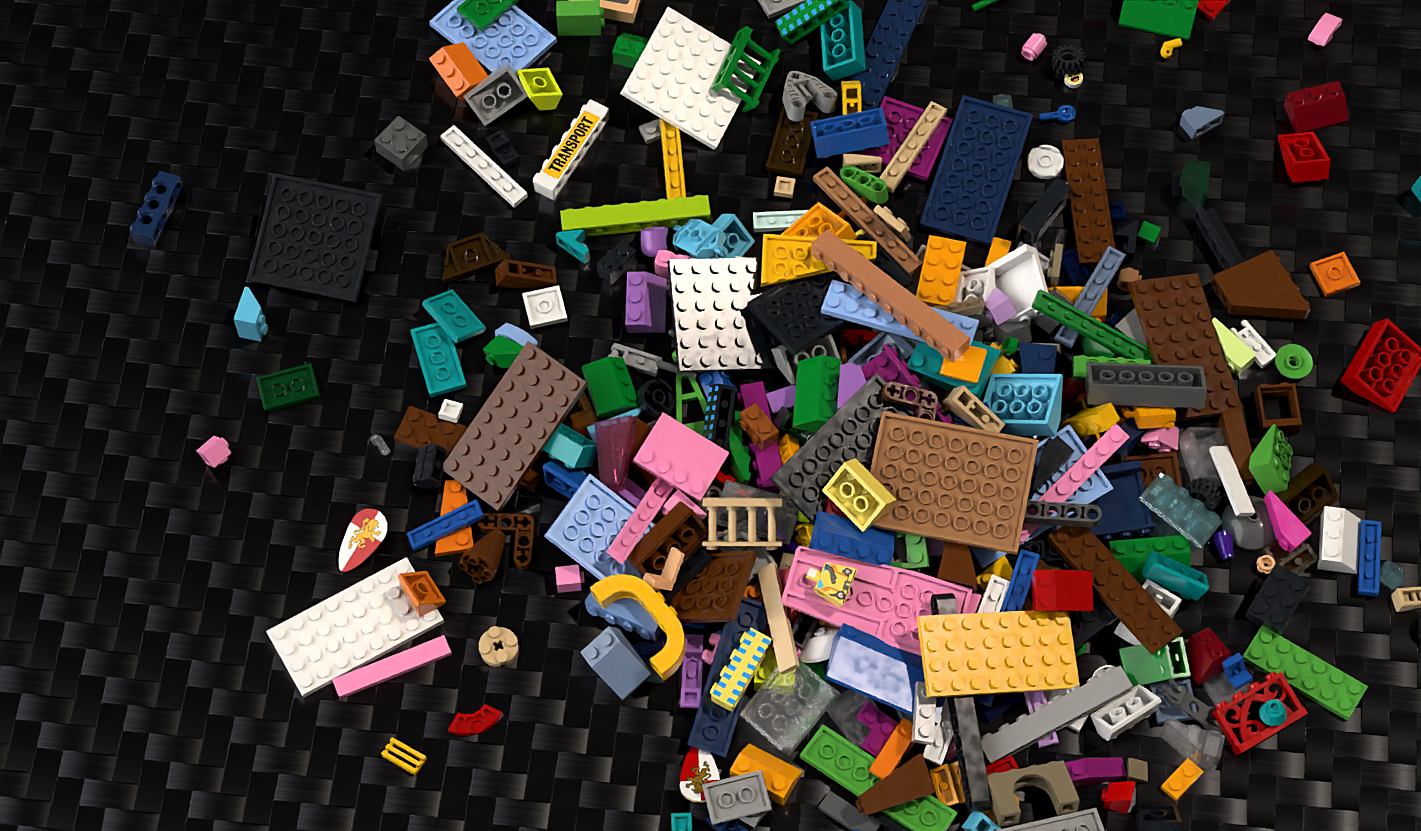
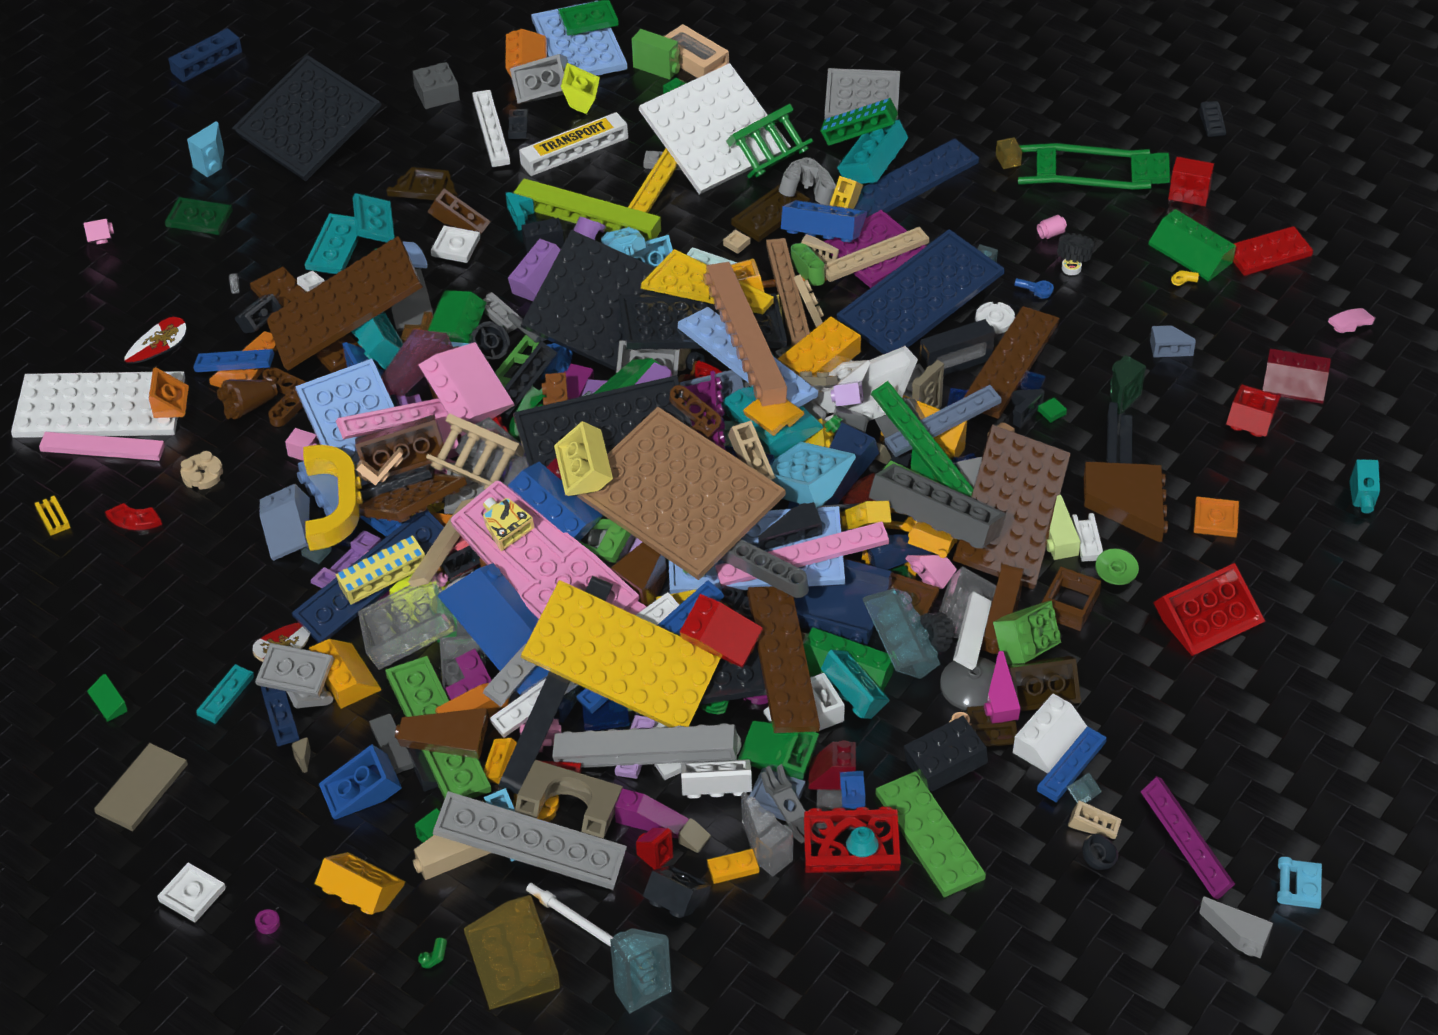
camera: 30 degrees right, 15 degrees down
(1224, 544) = (930, 686): dark purple cone -> none

